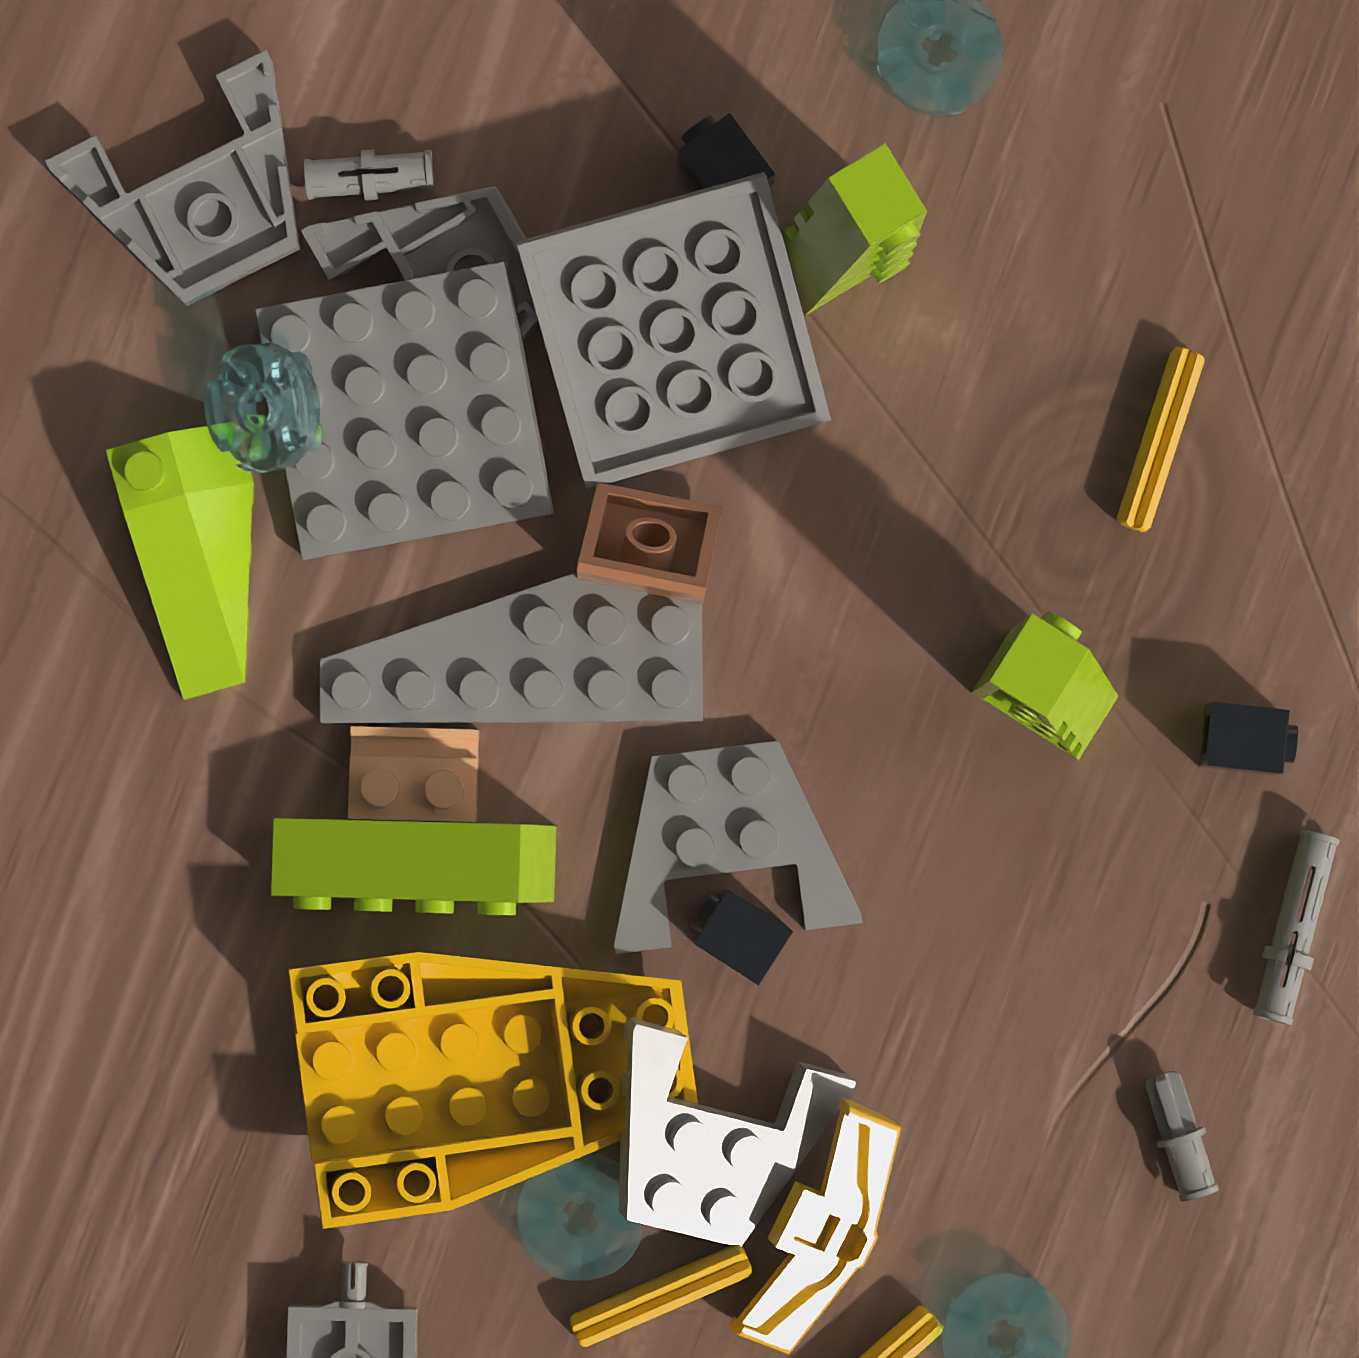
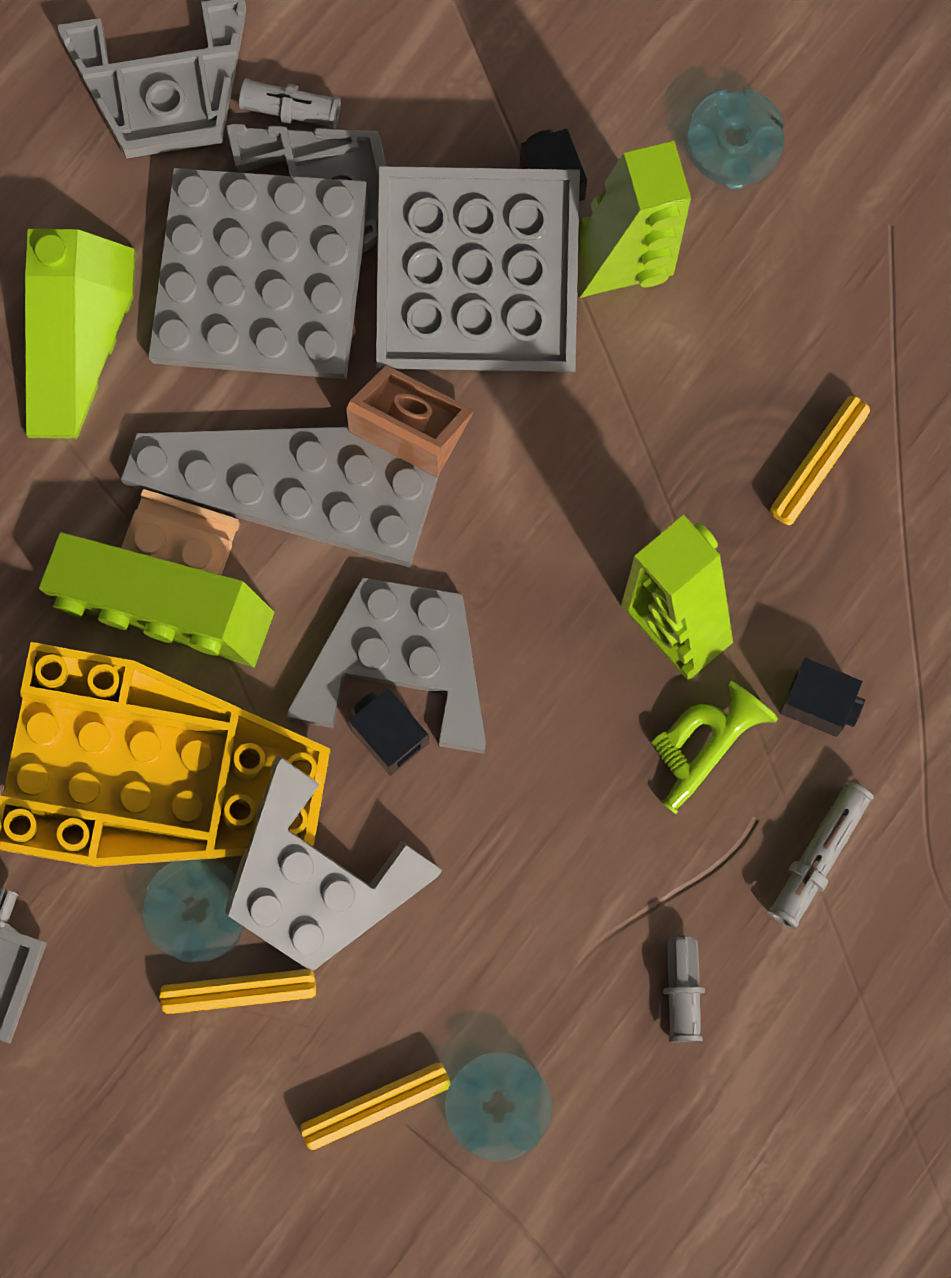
camera: 15 degrees right, 10 degrees down
(292, 400) = (170, 252): clear light blue plate -> none
(824, 1231) = (381, 978): plate -> none
(1157, 787) = (743, 713): none -> lime piece

